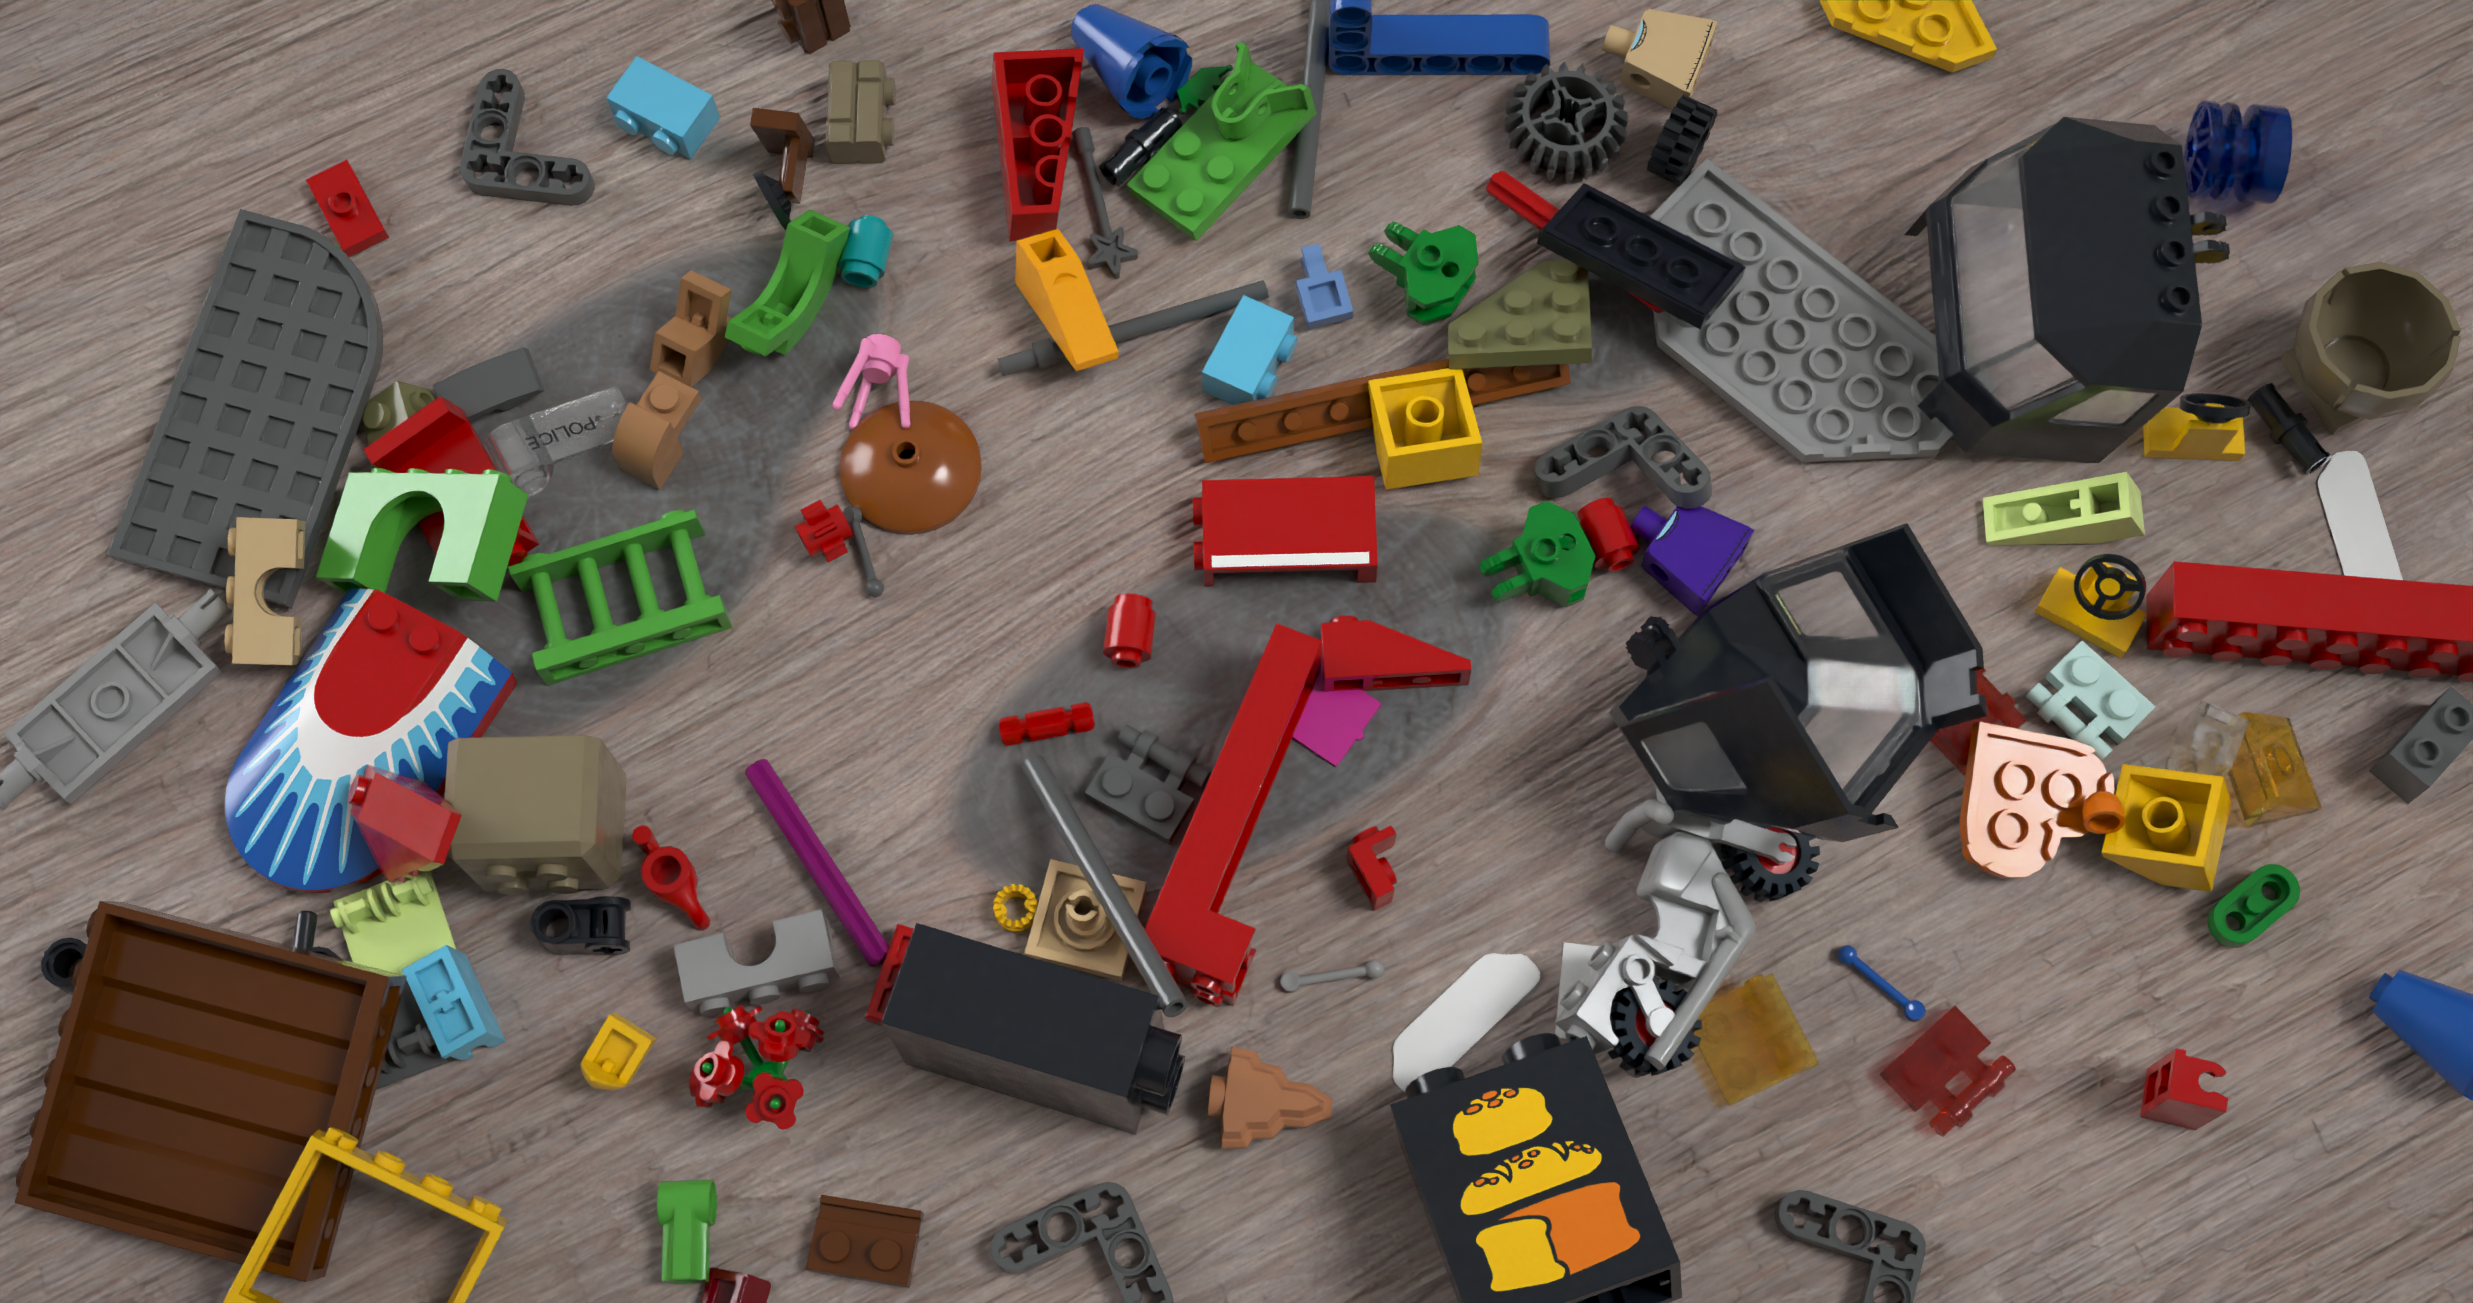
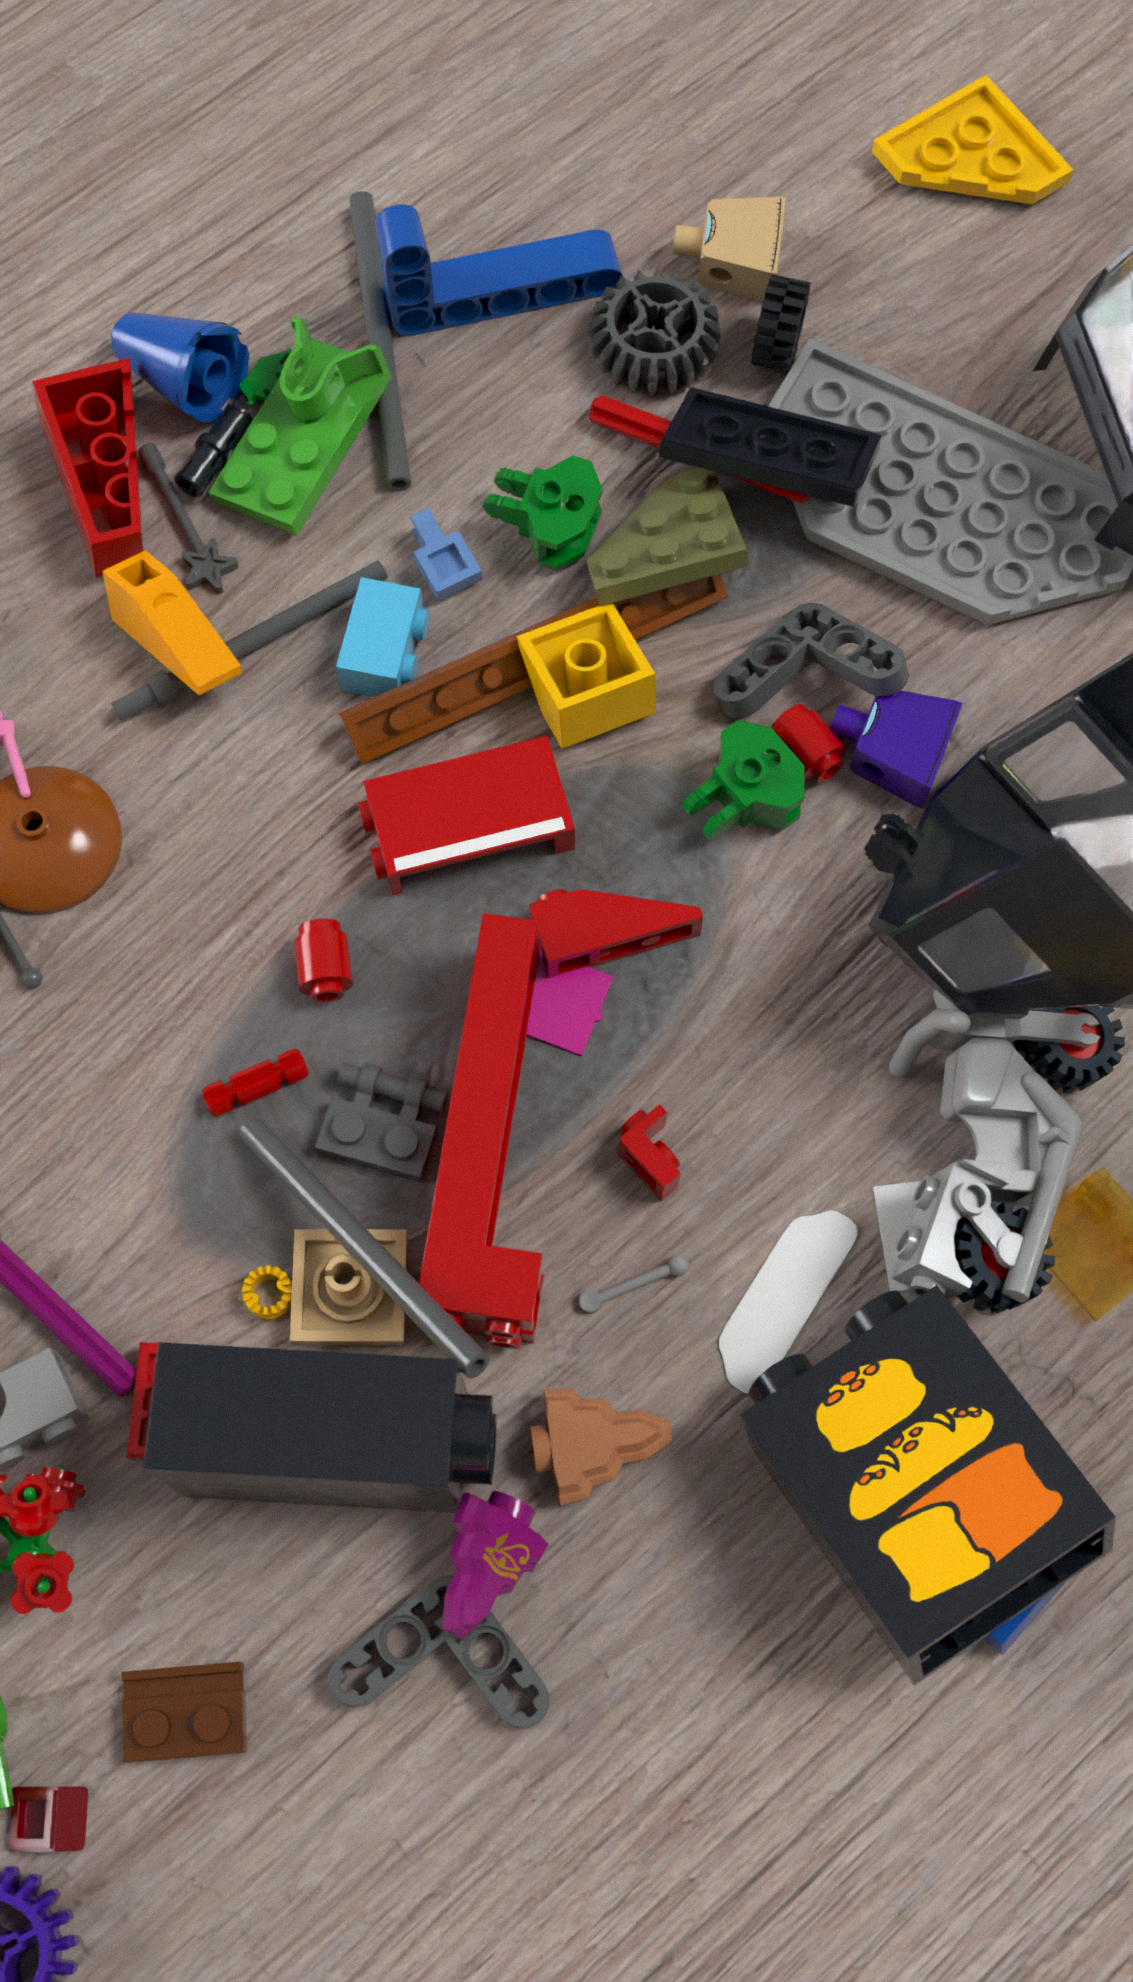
camera: 15 degrees left, 0 degrees up
(1149, 1174) = (488, 1557): none -> magenta rock

